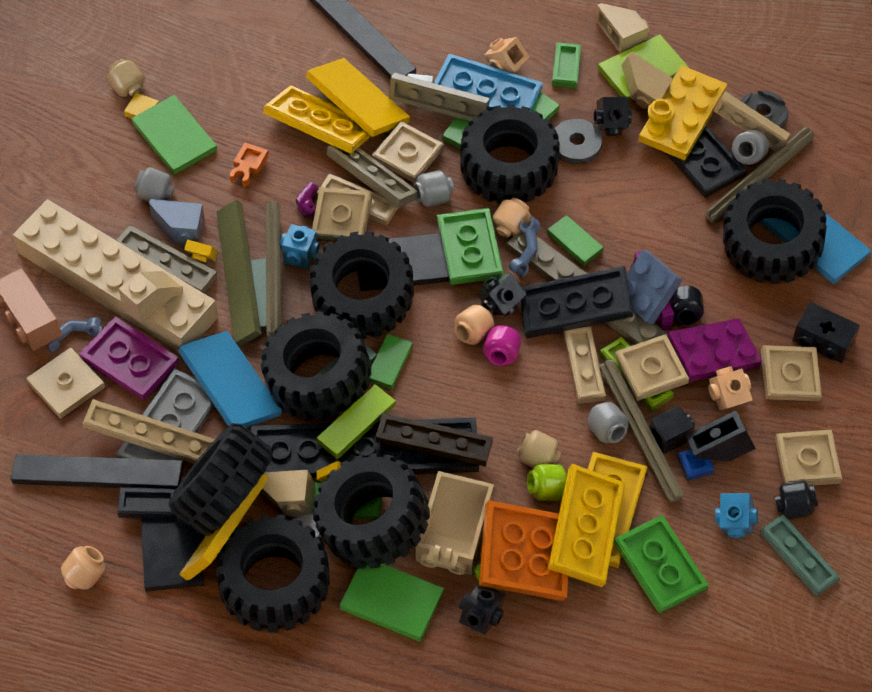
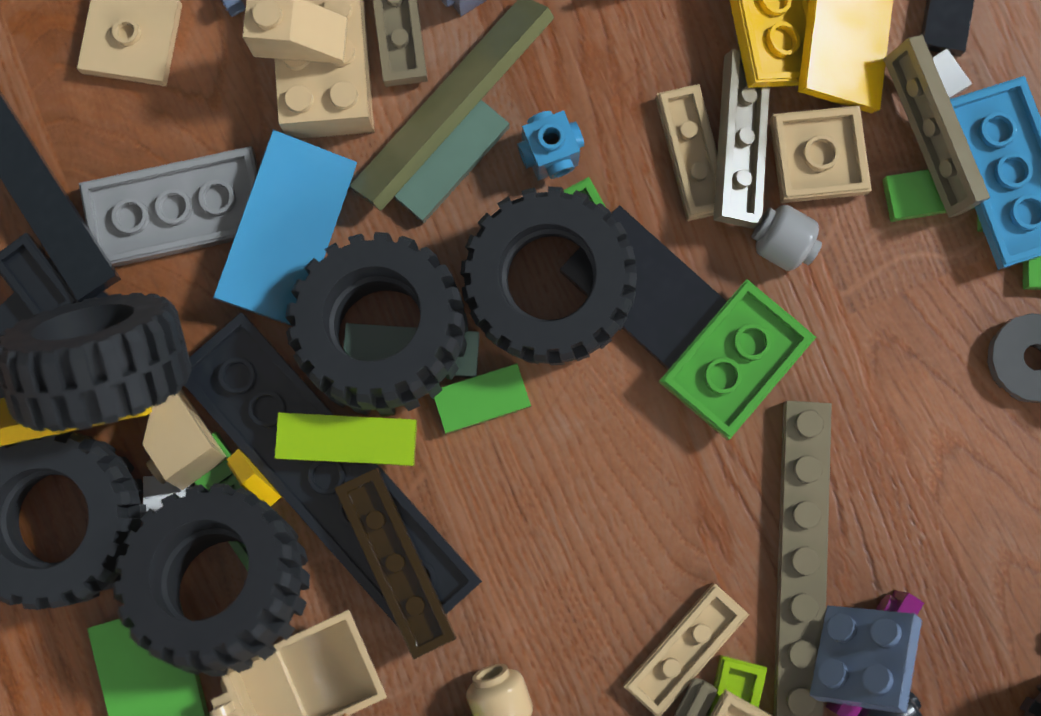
camera: 50 degrees right, 25 degrees up
(129, 358) = (217, 84): magenta plate -> none
(145, 432) = (134, 214): tan tile -> none
(201, 252) = (441, 30): yellow plate -> none
(273, 267) = (487, 142): dark tan axle -> none
(304, 200) = (632, 88): magenta arm -> none
(341, 212) = (647, 155): tan plate -> none
(473, 324) = (620, 464): light nougat head -> none
(501, 294) = (692, 464): black brick -> none
(502, 345) = (619, 526): dark pink head -> none
(508, 217) = (828, 377): light nougat head -> none
(516, 129) = (976, 265): black tyre -> none
(520, 265) = (768, 447): sand blue arm -> none
(575, 240) = (869, 484): bright green tile -> none
(576, 302) = (765, 573): black tile -> none

